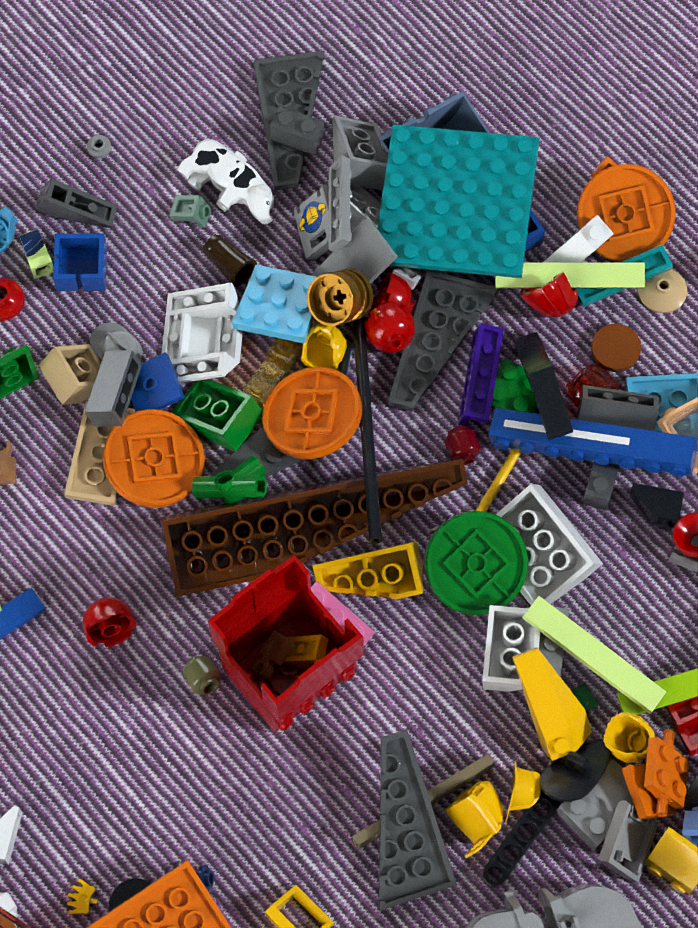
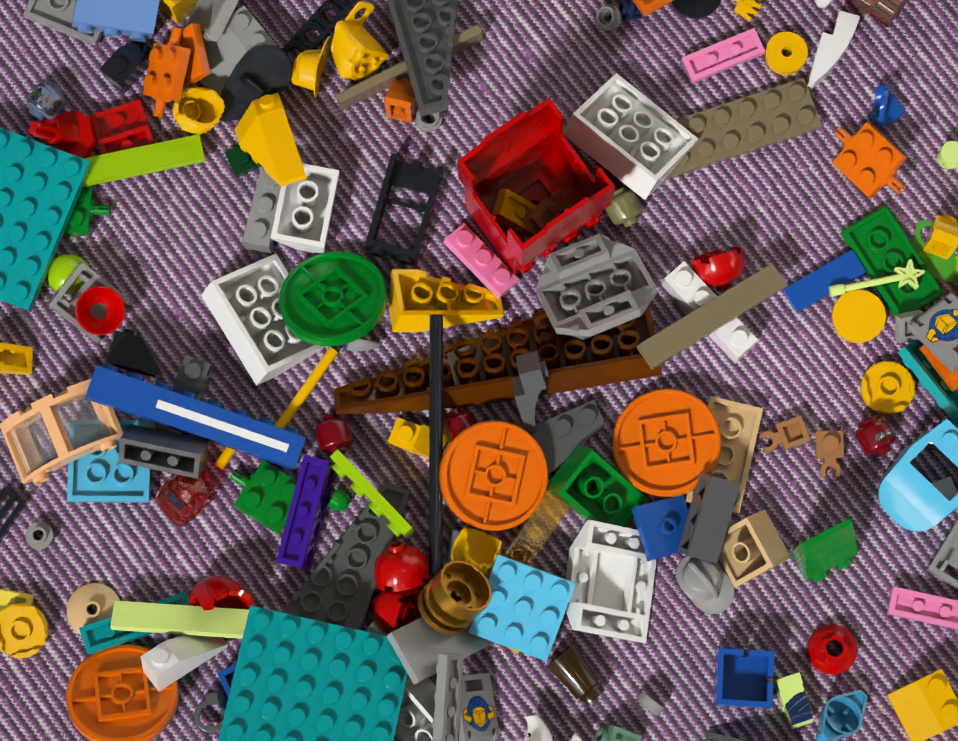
camera: 175 degrees left, 10 degrees up
(37, 834) = (786, 65): none -> yellow piece
(39, 476) = (789, 434): none -> medium nougat plate
(106, 836) = (723, 55): none -> bright pink plate
(112, 561) = (711, 316): none -> dark tan tile
(115, 578) = (693, 293): none -> white brick
(115, 756) = (747, 126): none -> dark tan plate
(162, 241) = (650, 704): none -> light grey tile
(196, 739) = (629, 135): none -> white slope
(204, 560) = (594, 287): none -> light grey piece
(229, 868) = (603, 14): none -> light grey plate
(233, 485) = (572, 403): green piece -> none
(283, 483) = (528, 387): none -> dark grey slope
(346, 460) = (457, 422): none -> dark red head
(390, 451) = (411, 437): none -> yellow slope
(407, 694) = (413, 178): none -> black door
(416, 383) = (378, 504): none -> lime plate
(429, 760) = (400, 101): none -> orange slope
(453, 392) = (339, 500): none -> green hinge
(544, 385) = (243, 487): black beam -> none
(546, 221) = (211, 698): none -> dark grey piece
(594, 654) = (223, 189): yellowish green tile -> none
(616, 347) = (155, 542): dark orange tile -> none

